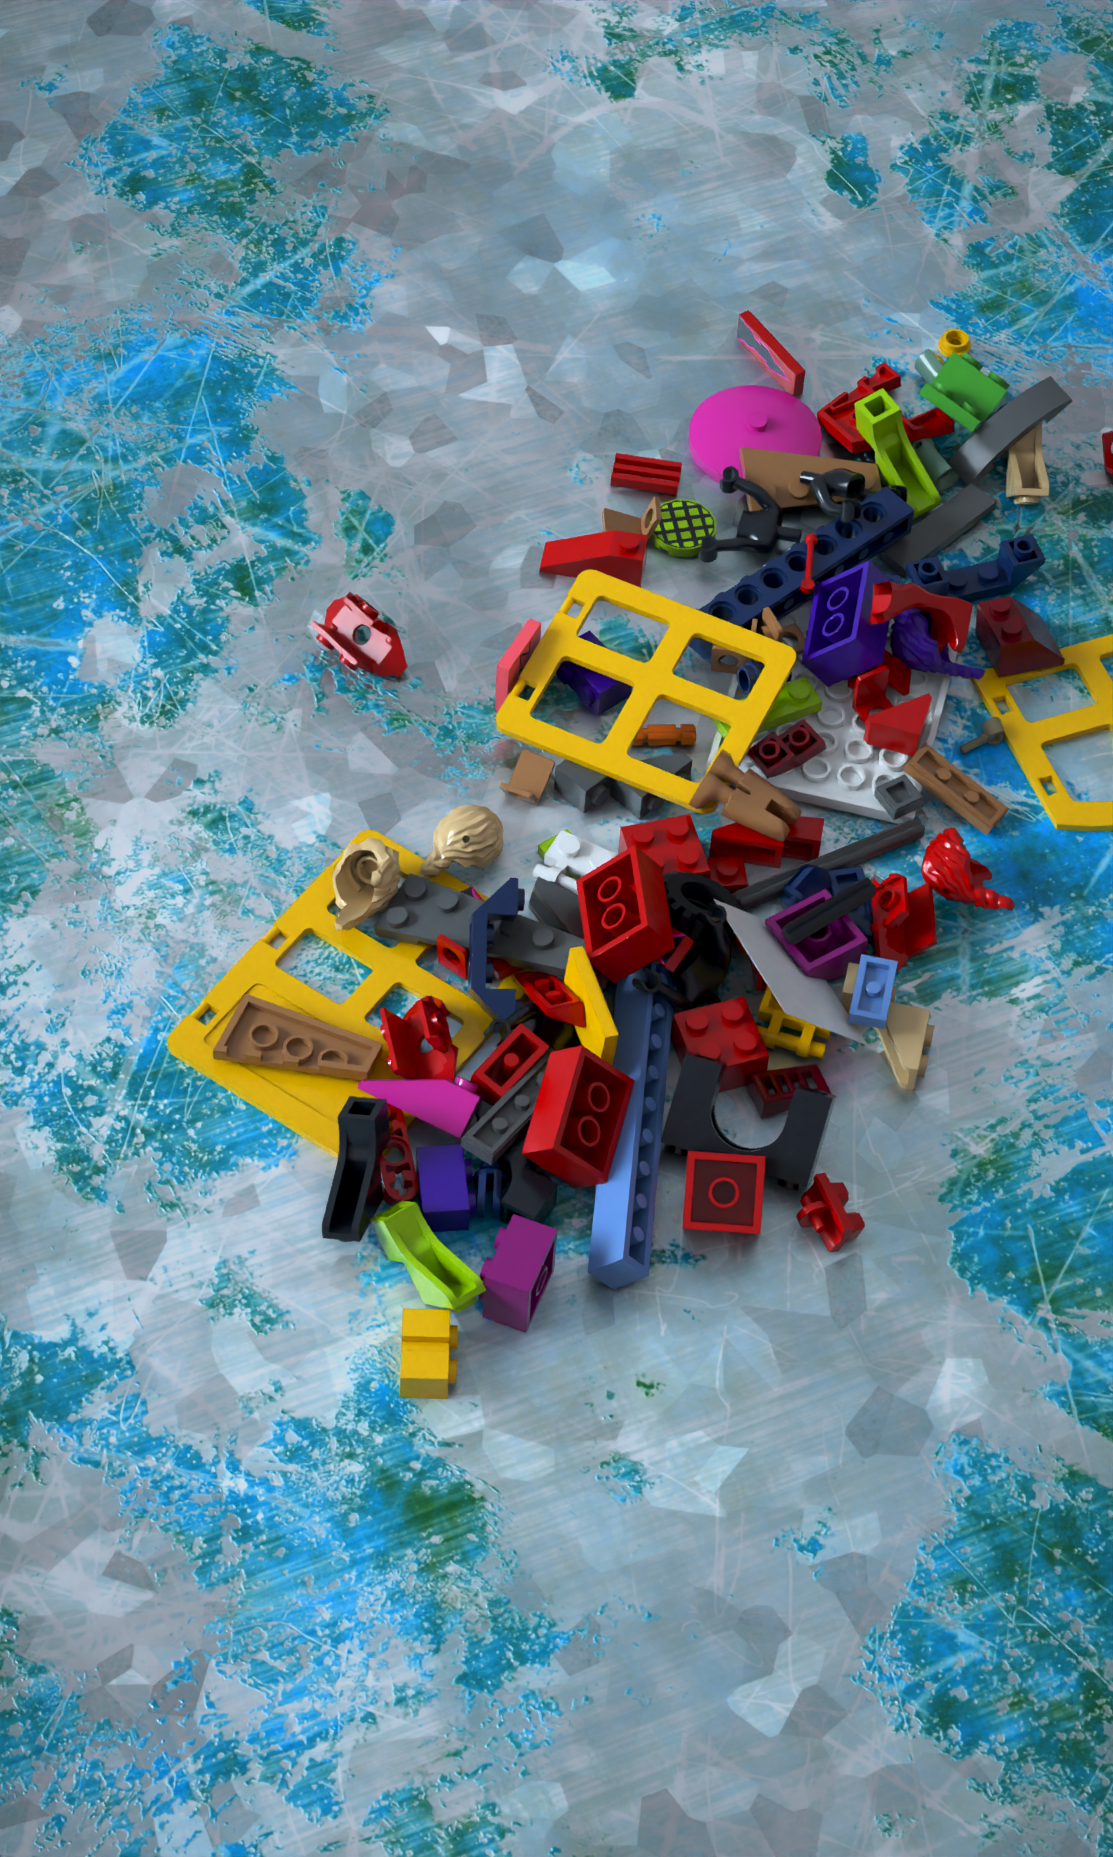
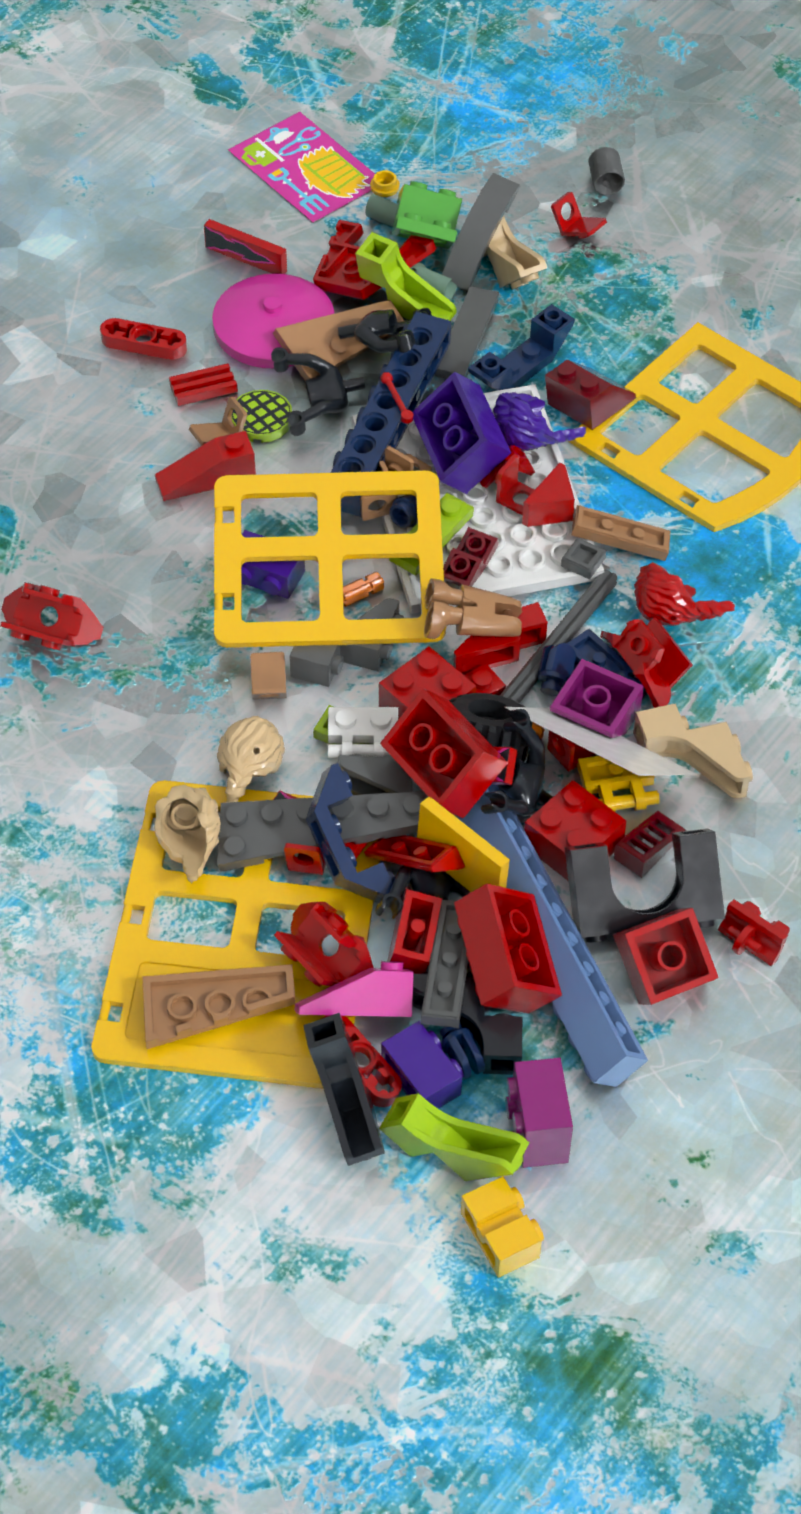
camera: 25 degrees left, 0 degrees up
(515, 660) = (203, 585): coral tile -> none
(610, 392) = (122, 335): none -> red beam
(829, 911) = (599, 675): black axle -> none
(872, 991) = (676, 727): medium blue plate -> none
(888, 293) = (305, 166): none -> sticker
(949, 614) = (540, 390): red animal -> none
(992, 734) = (616, 474): dark tan hand -> none

